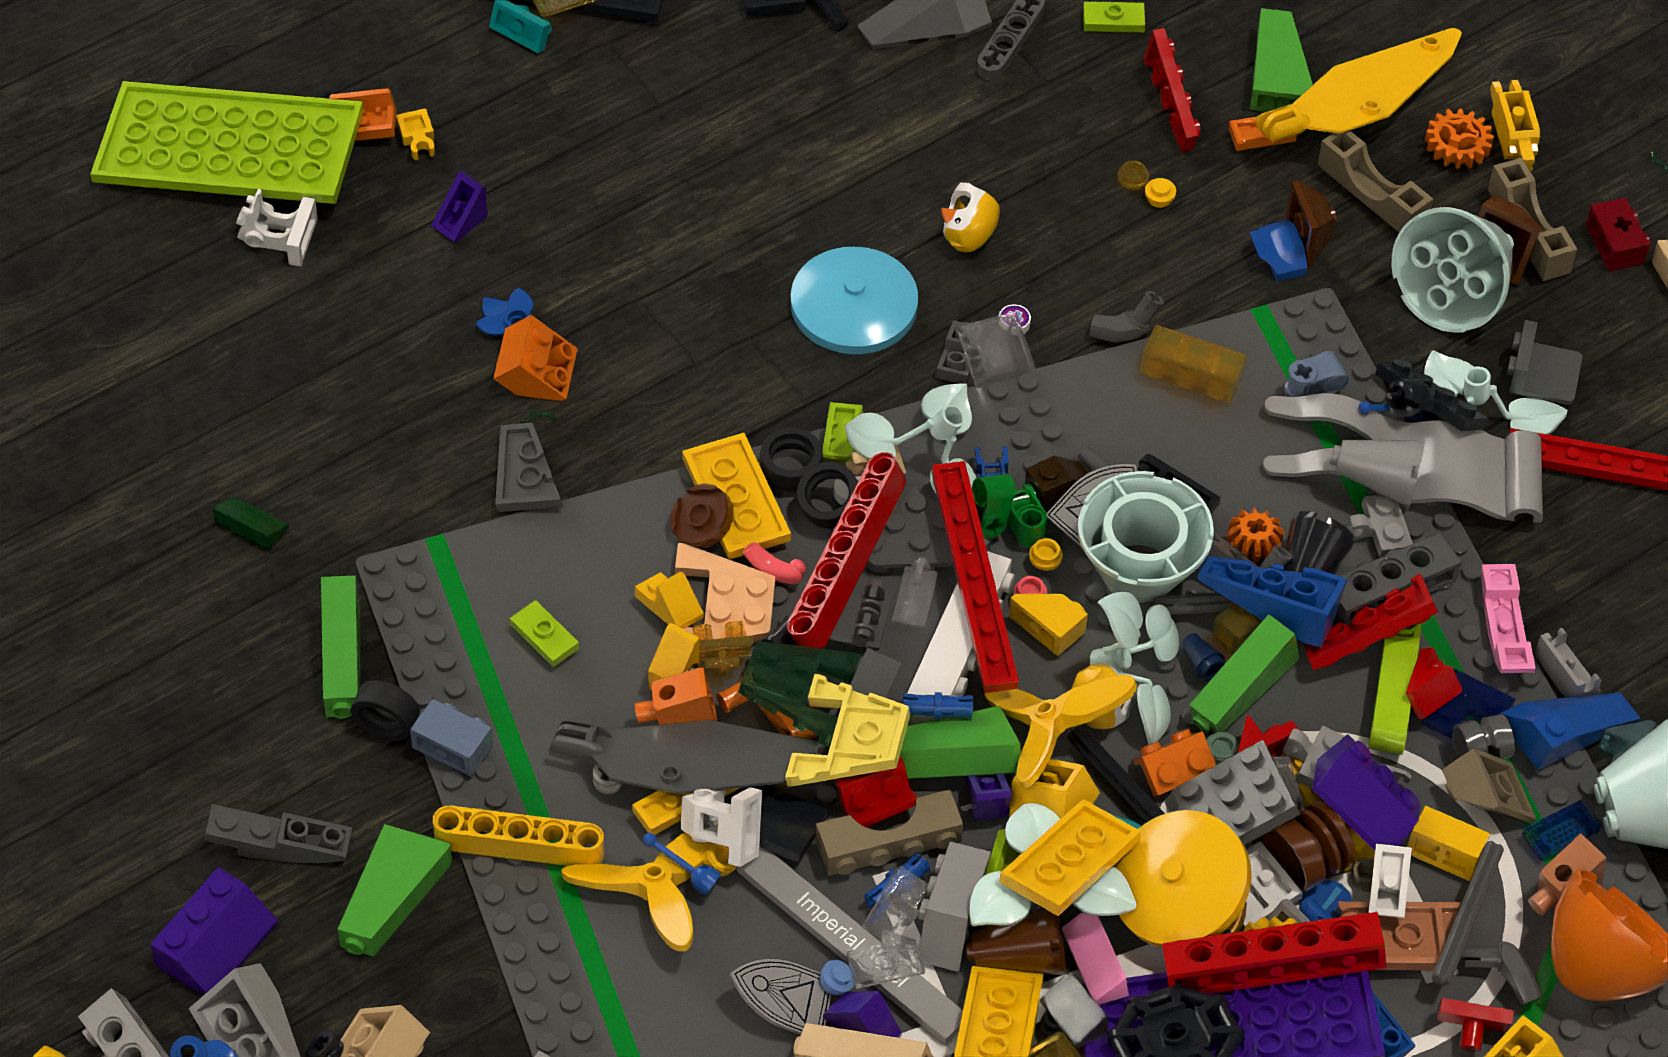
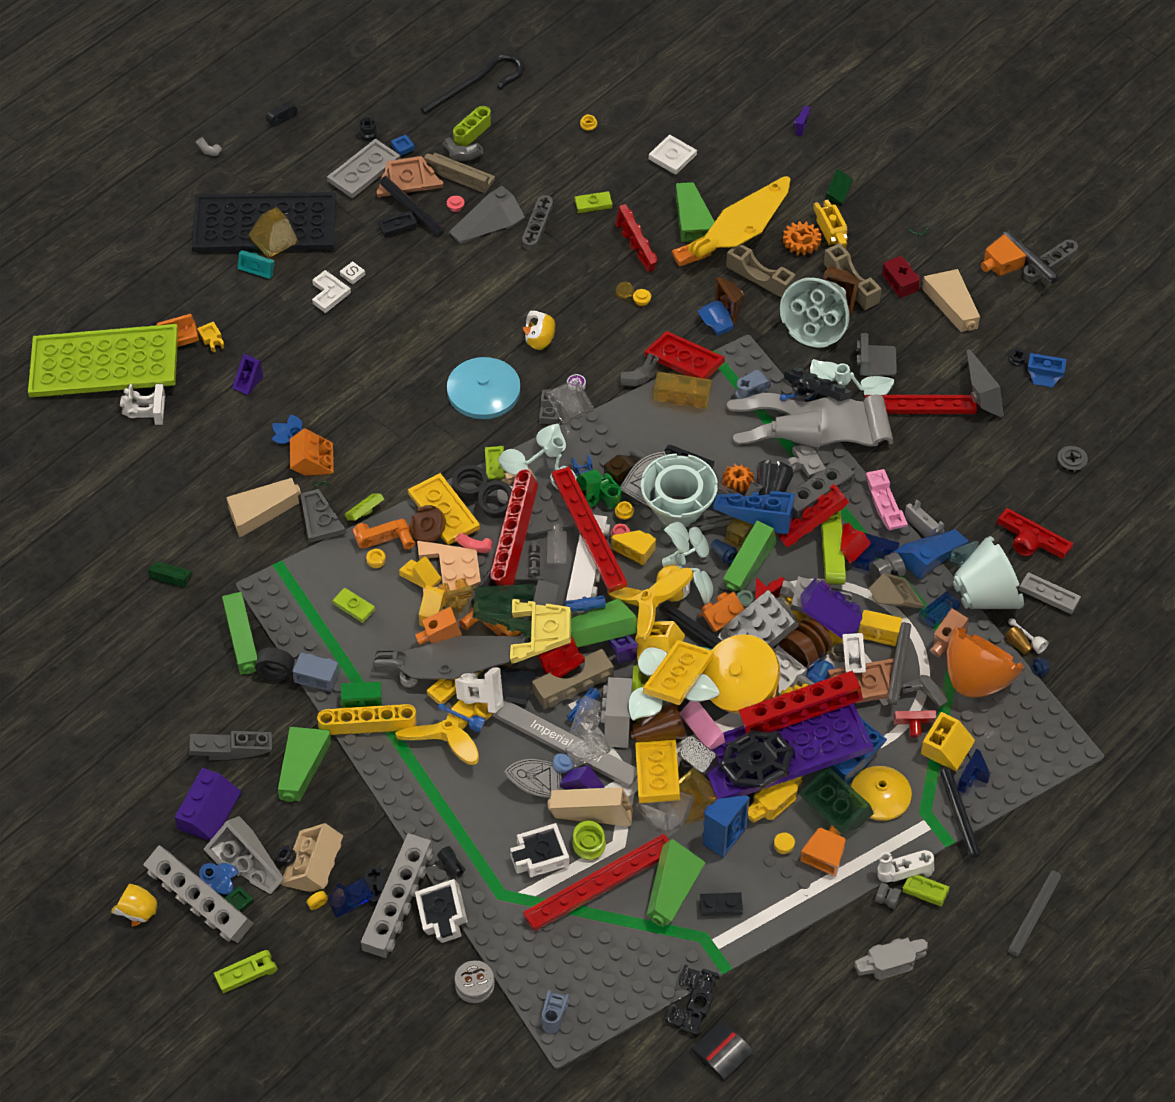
camera: 10 degrees left, 0 degrees up
(432, 432) = (262, 504): none -> tan slope
(519, 791) = (361, 694): none -> green hinge
(599, 521) = (395, 529): none -> orange beam
(601, 559) = (376, 558): none -> yellow tile
(603, 468) = (364, 507): none -> lime plate
(637, 91) = (332, 291): none -> white plate
(678, 67) = (352, 273): none -> white tile
(1211, 306) = (685, 356): none -> red plate
(1542, 63) = (839, 187): none -> dark green slope

